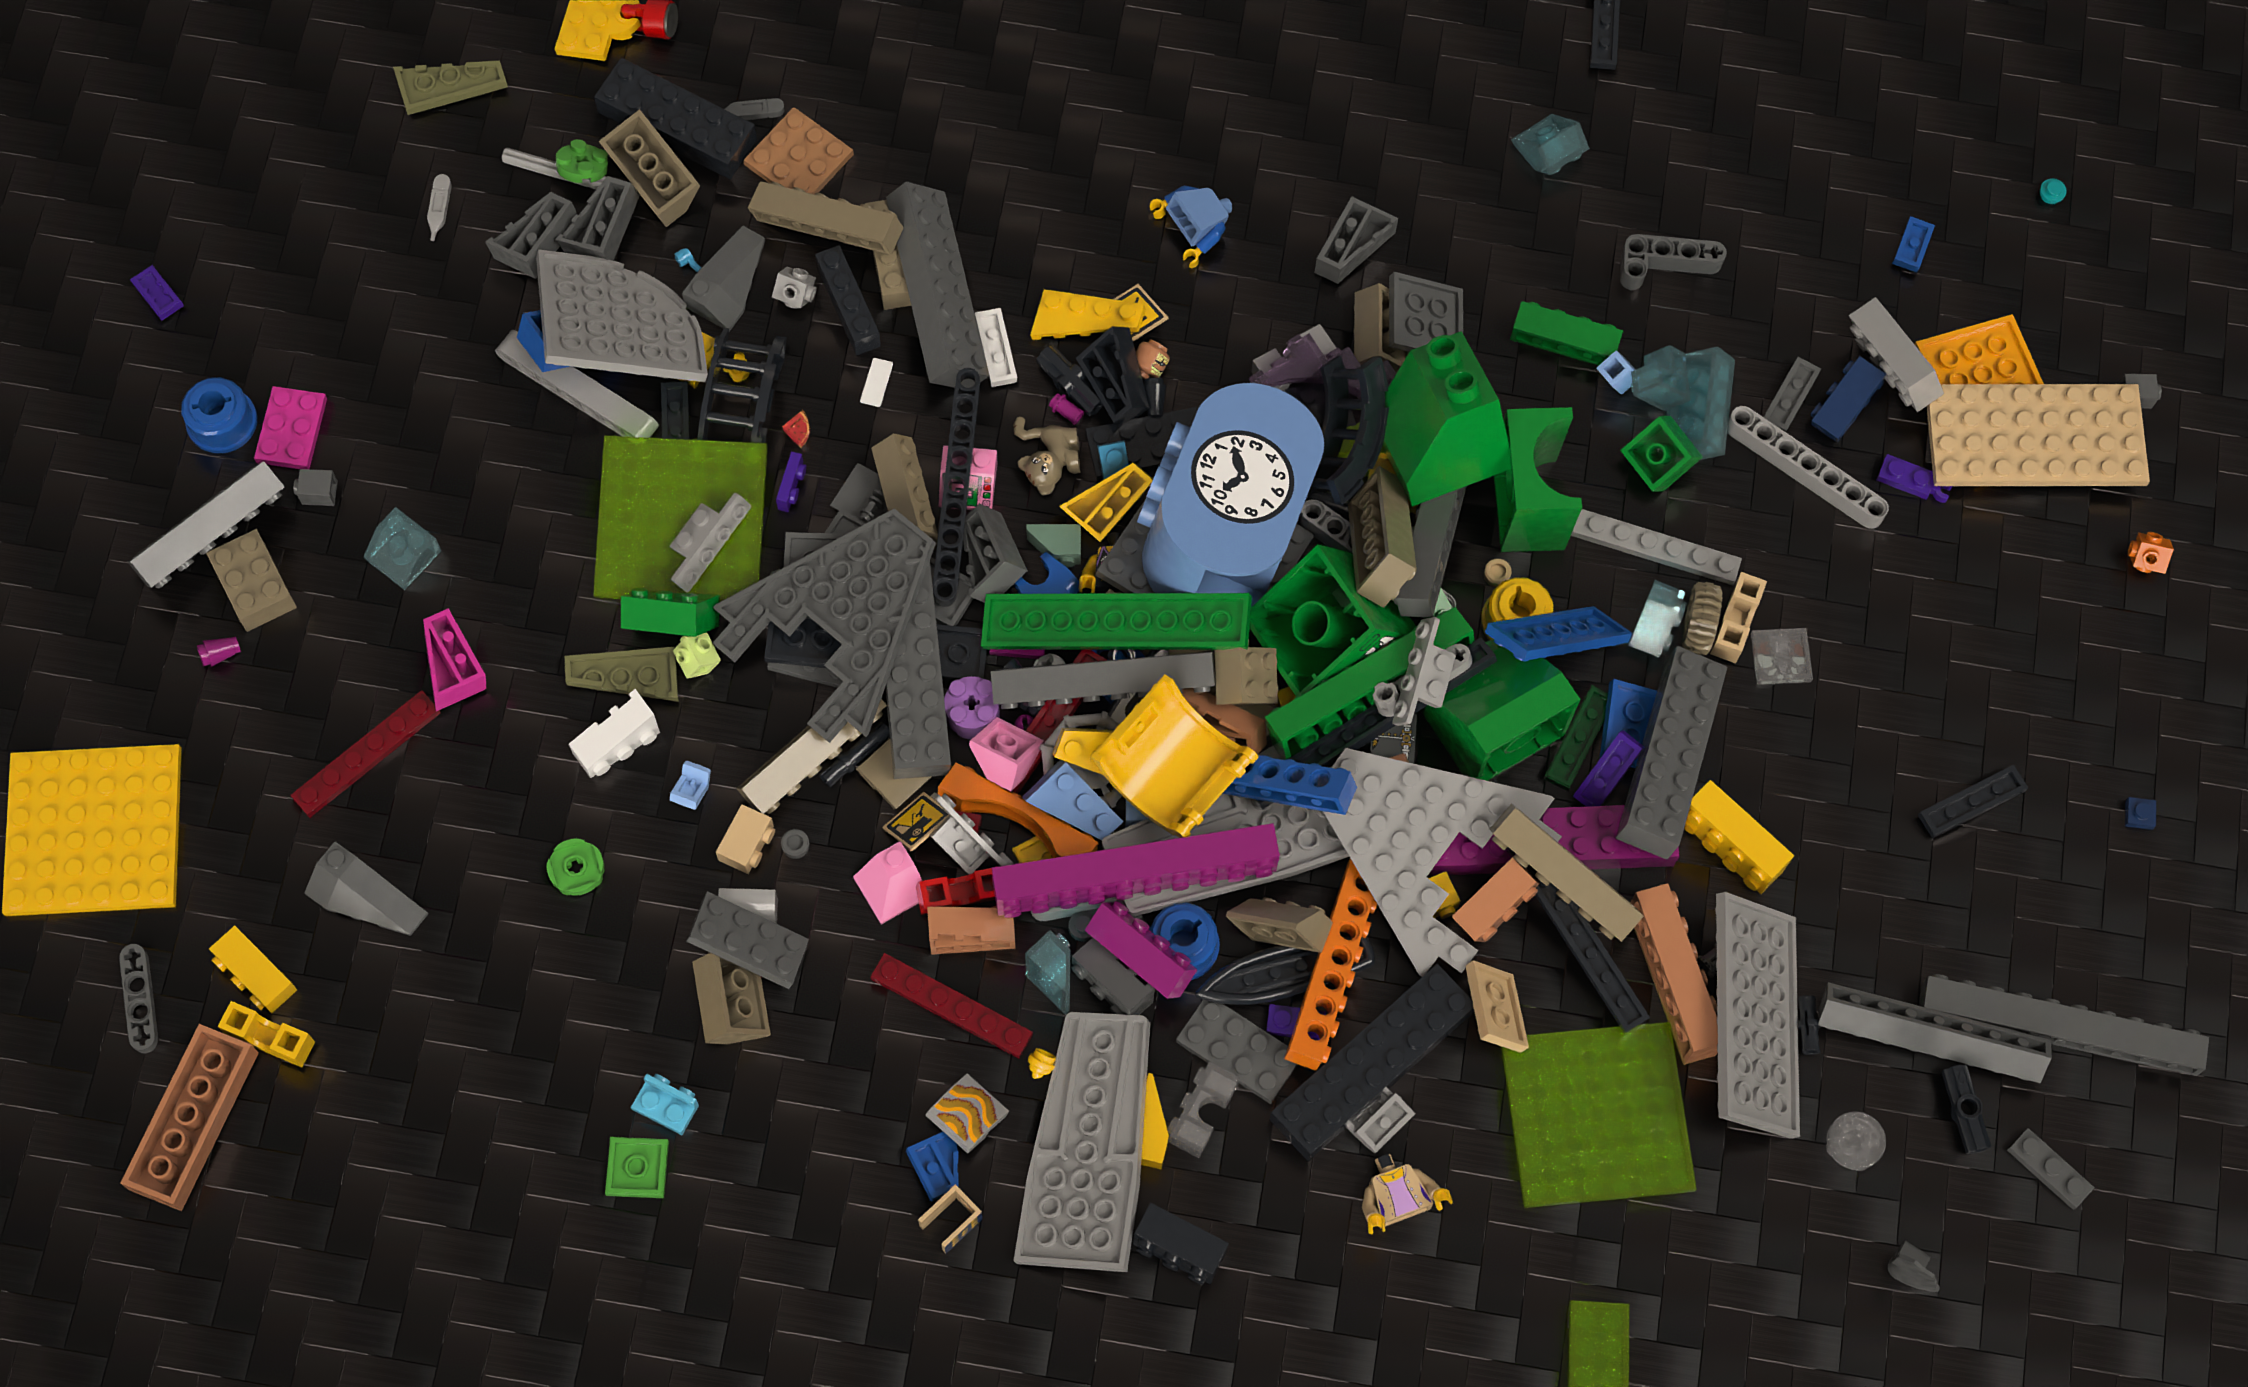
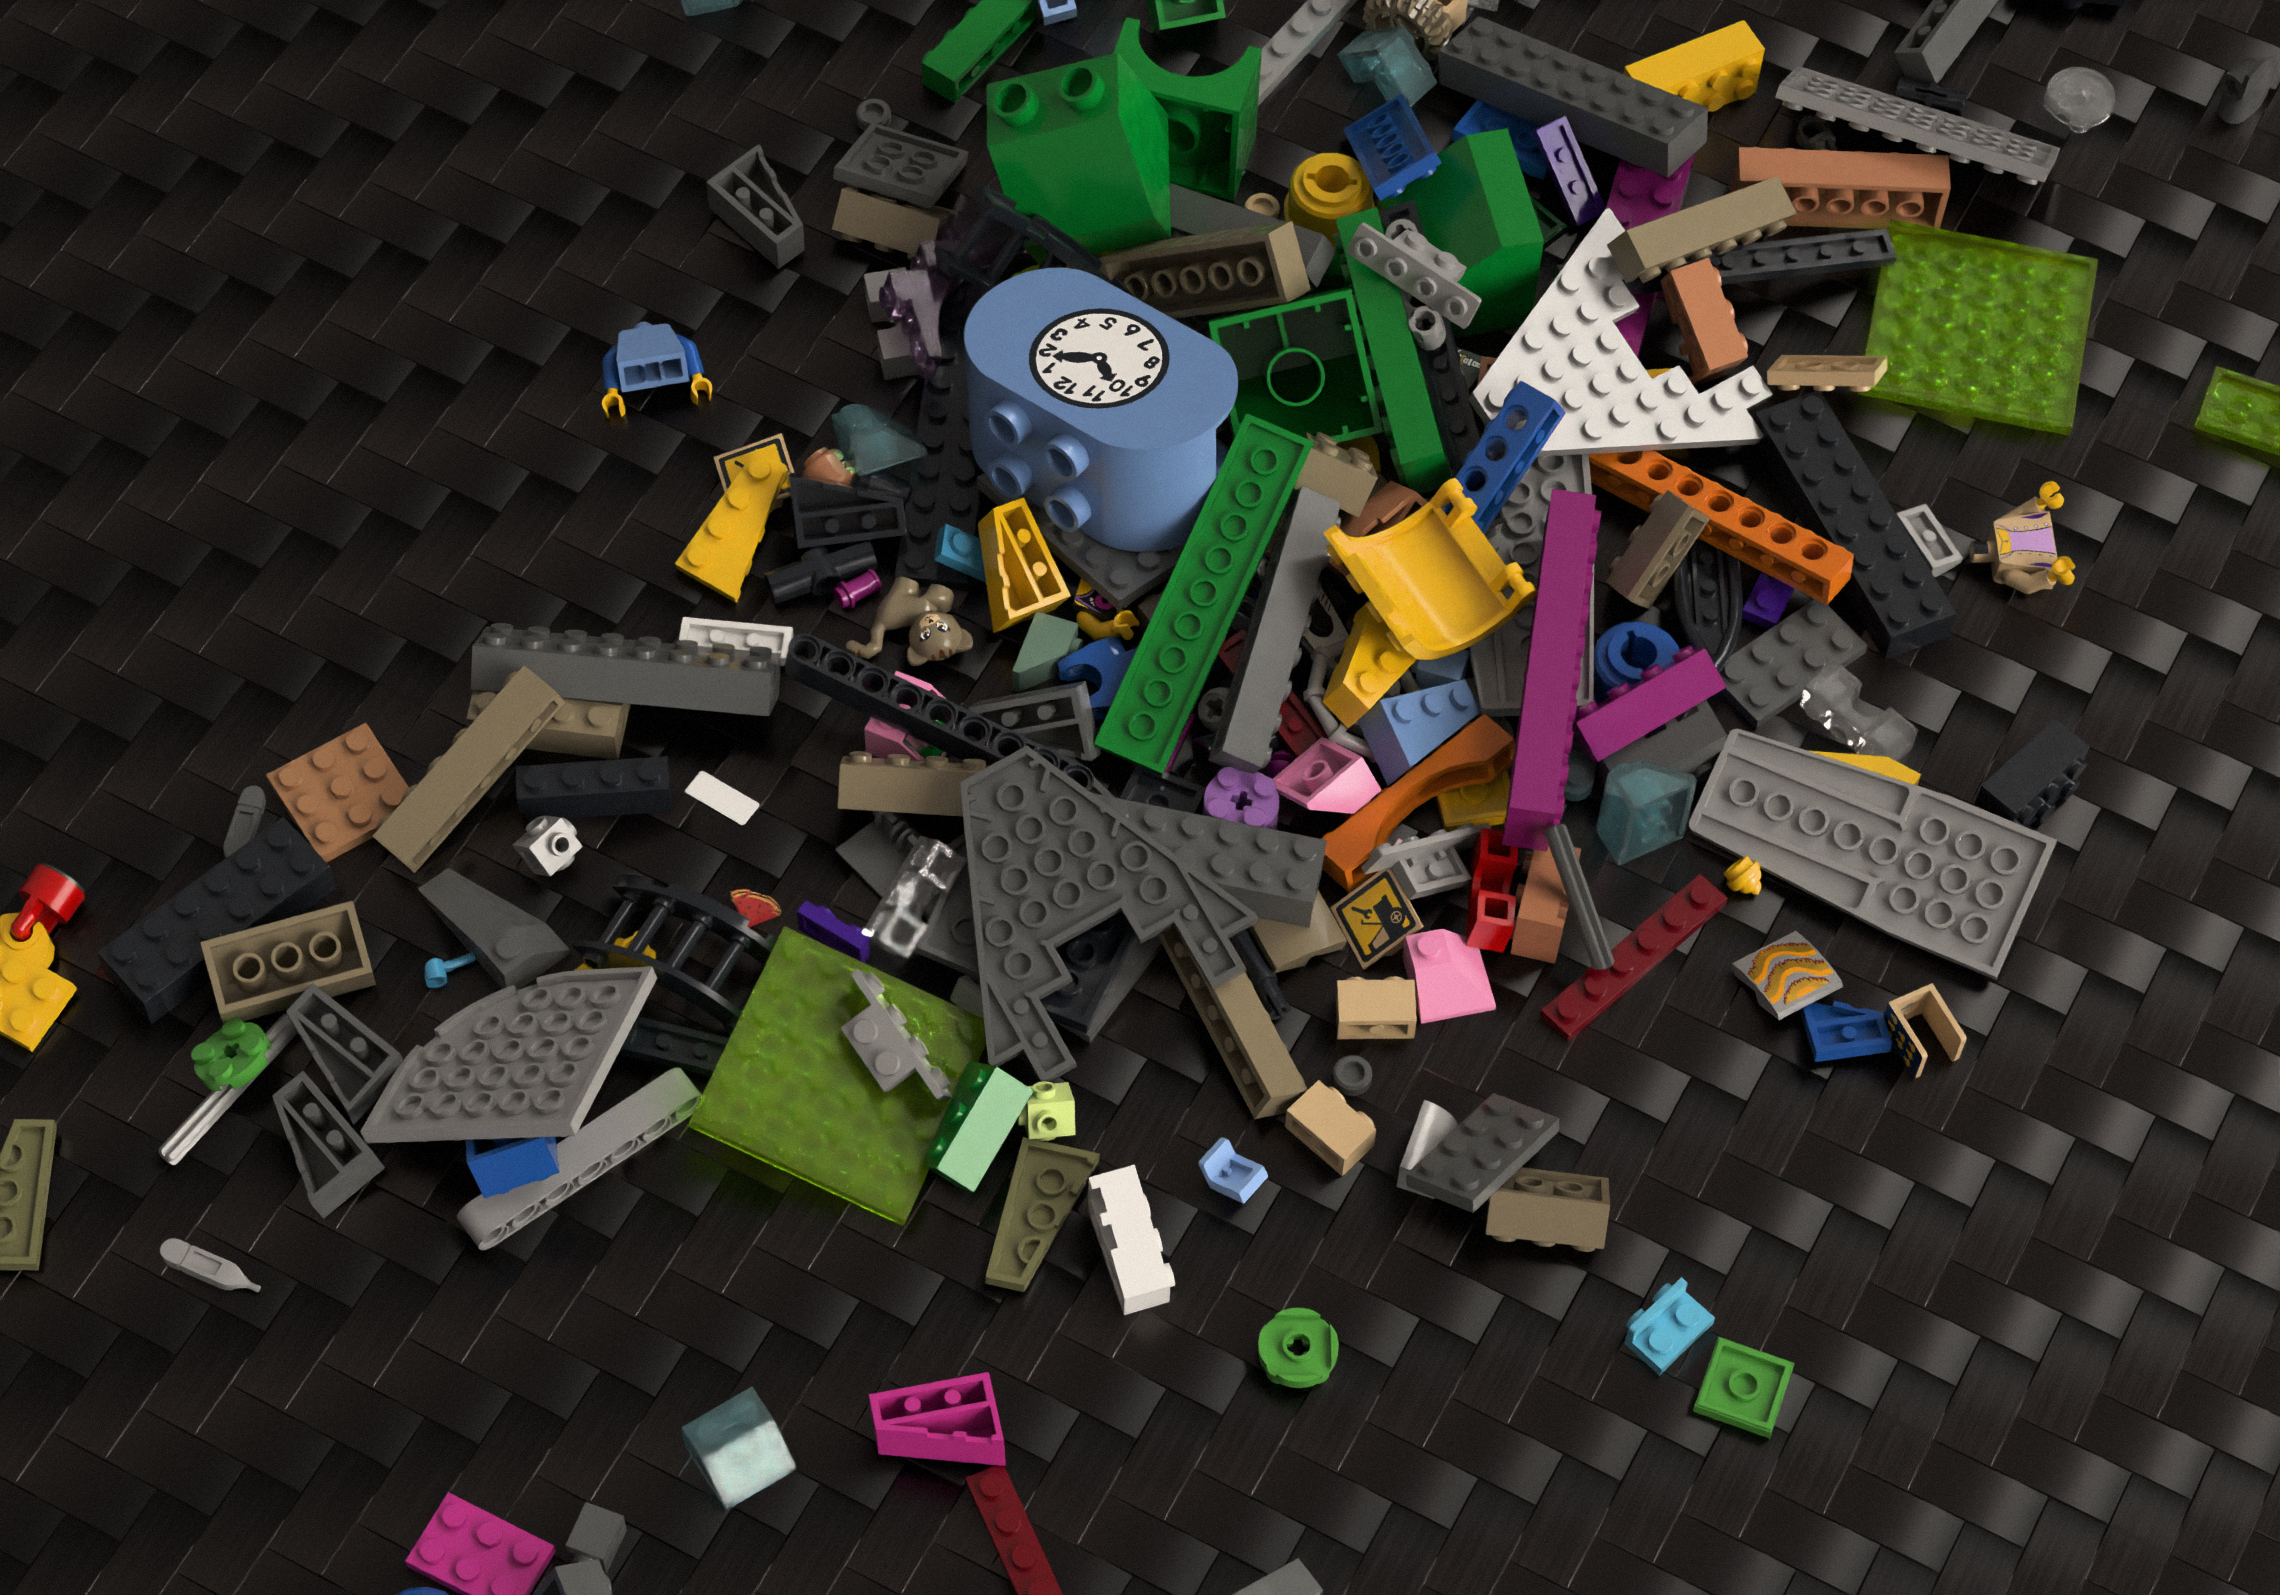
camera: 70 degrees left, 10 degrees down
(809, 514) = (926, 871): none -> clear arch
(847, 841) = (1375, 1008): none -> tan brick
(961, 944) = (1579, 897): none -> dark grey axle
(1183, 376) = (873, 439): none -> clear light blue slope
(1473, 289) = (873, 111): none -> dark grey tile

